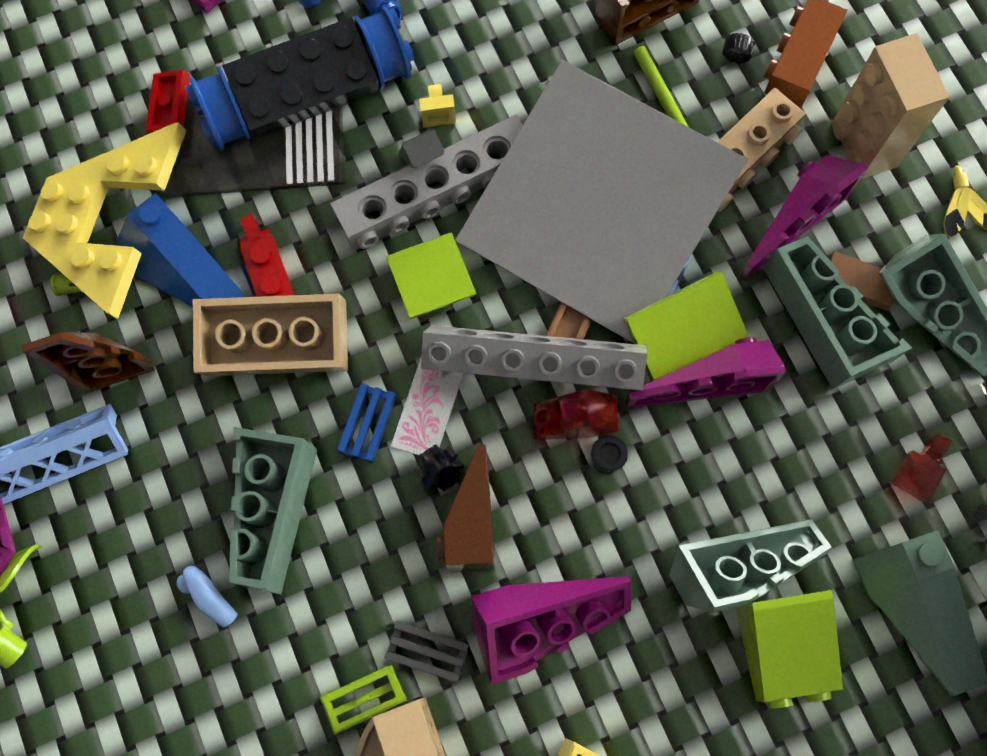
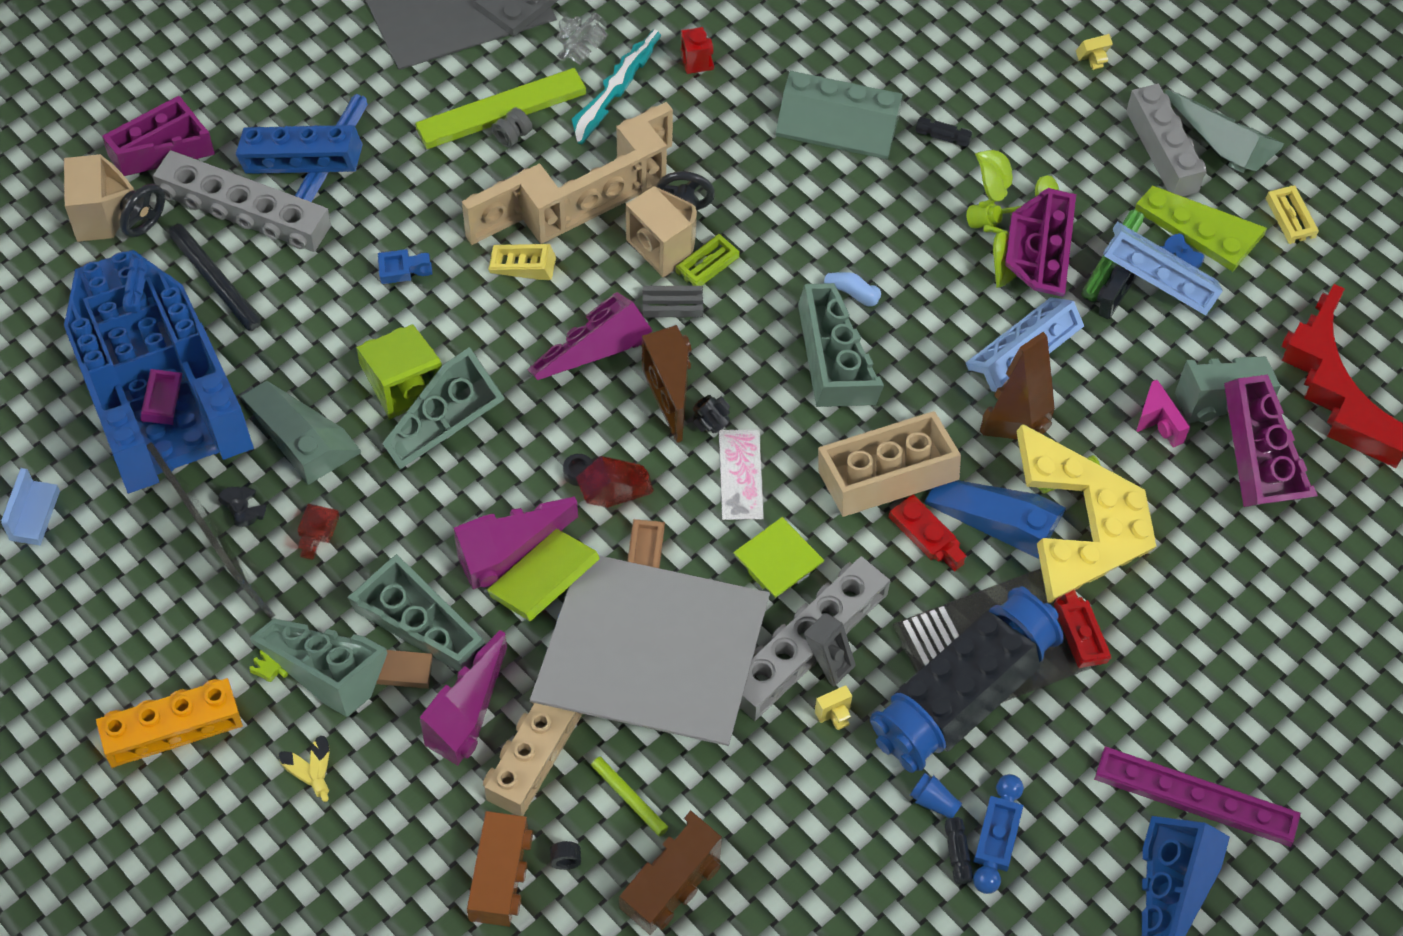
camera: 155 degrees right, 15 degrees down
(377, 394) = (784, 416): blue tile -> none
(534, 357) = (652, 516): light grey brick -> none
(889, 105) = (413, 775): tan brick -> none

